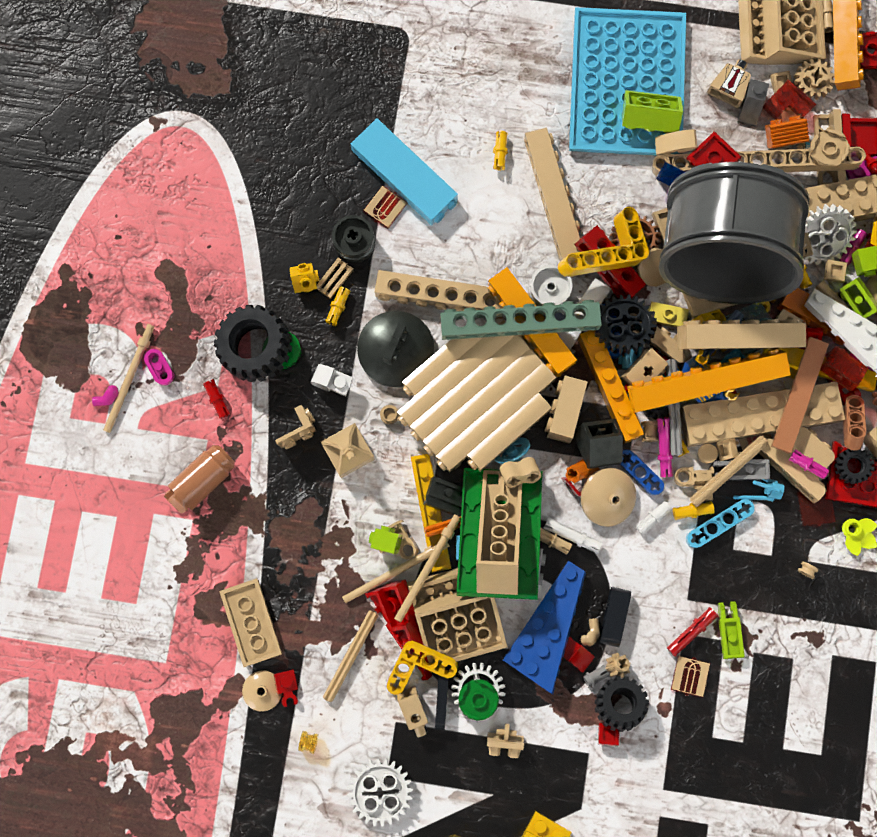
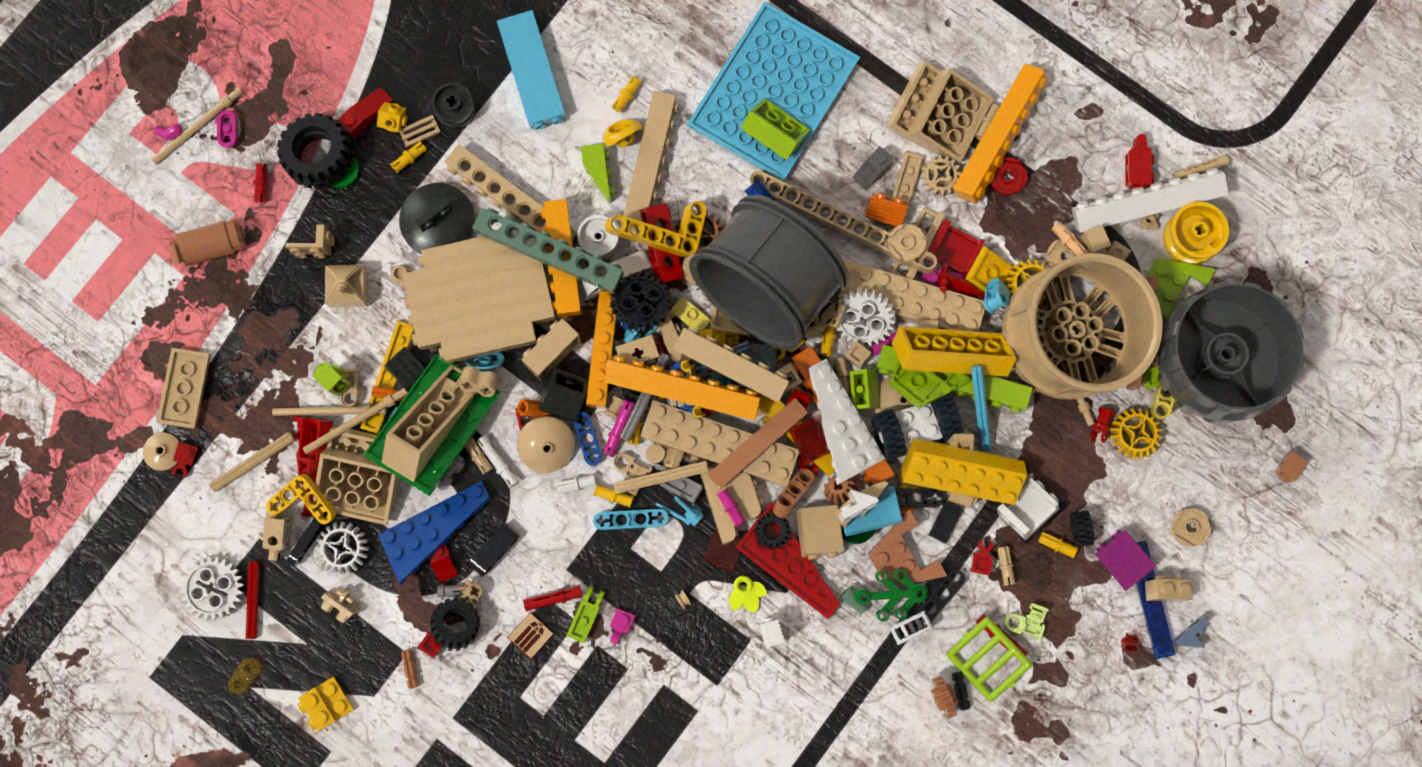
camera: 25 degrees right, 0 degrees up
(276, 285) = (364, 112): none -> red slope
(308, 742) = (175, 514): clear yellow wheel -> none
(330, 379) = (366, 218): white brick -> none
(385, 206) = (499, 91): piece -> none
(422, 782) = (252, 600): none -> red axle
(478, 699) = (335, 554): green tile -> none
(509, 226) = (594, 164): none -> lime slope
(516, 185) = (621, 133): none -> yellow hat
(593, 634) = (466, 555): tan arm -> none
(600, 766) = (409, 668): none -> nougat axle
(676, 142) = (780, 167): tan slope -> none
(713, 151) = (804, 197): red tile -> none
(731, 83) = (863, 140): tan torso -> none
(765, 620) = (621, 623): none -> dark pink plate
(790, 97) = (907, 179): clear red tile -> none

